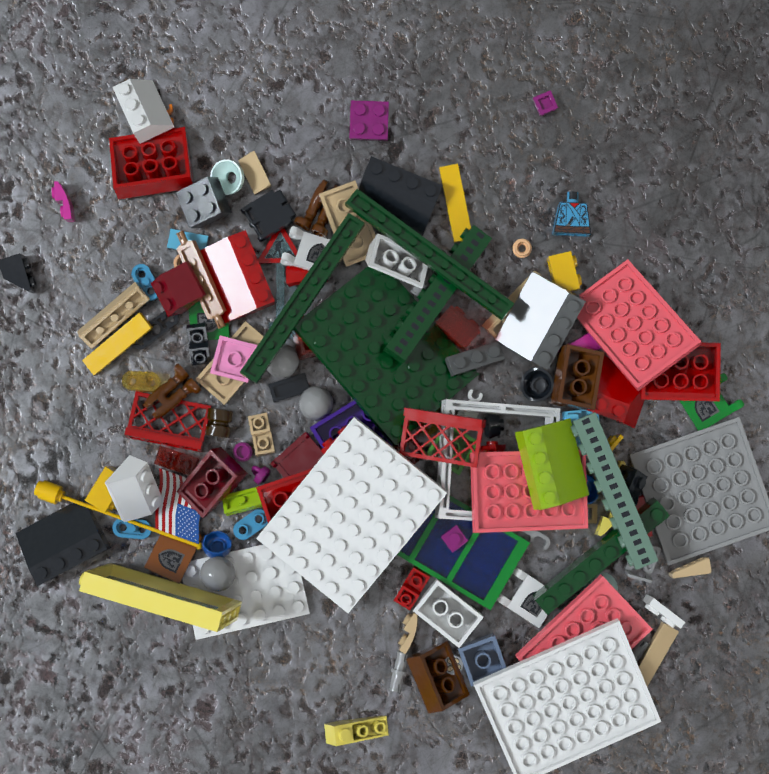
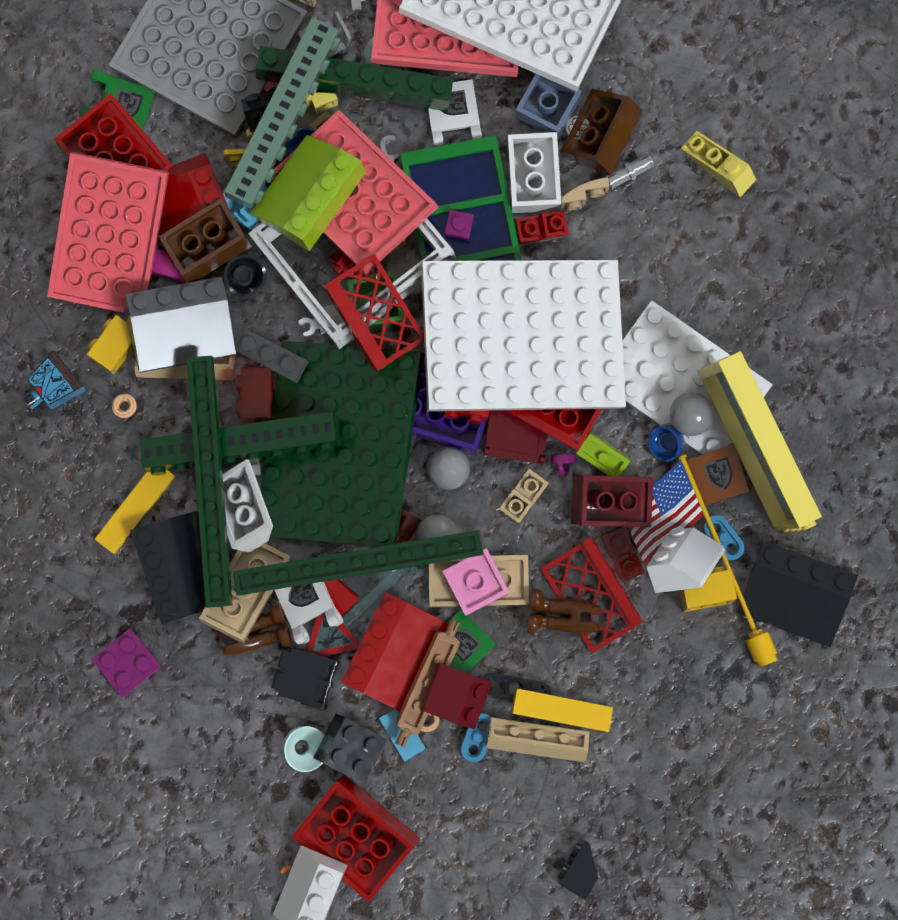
camera: 135 degrees left, 5 degrees down
(62, 197) = (467, 897): dark pink slope -> none
(142, 381) = (577, 655): clear yellow plate -> none
(198, 344) = (491, 632): black slope -> none
(219, 423) = (549, 544): dark brown wheel -> none
(242, 451) = (557, 498): magenta plate -> none
(250, 524) = (618, 430): dark azure plate -> none
(254, 173) = (276, 728): tan slope -> none
(288, 387) = (456, 508): black tile -> none
(493, 425) = (315, 282): black cone -> none

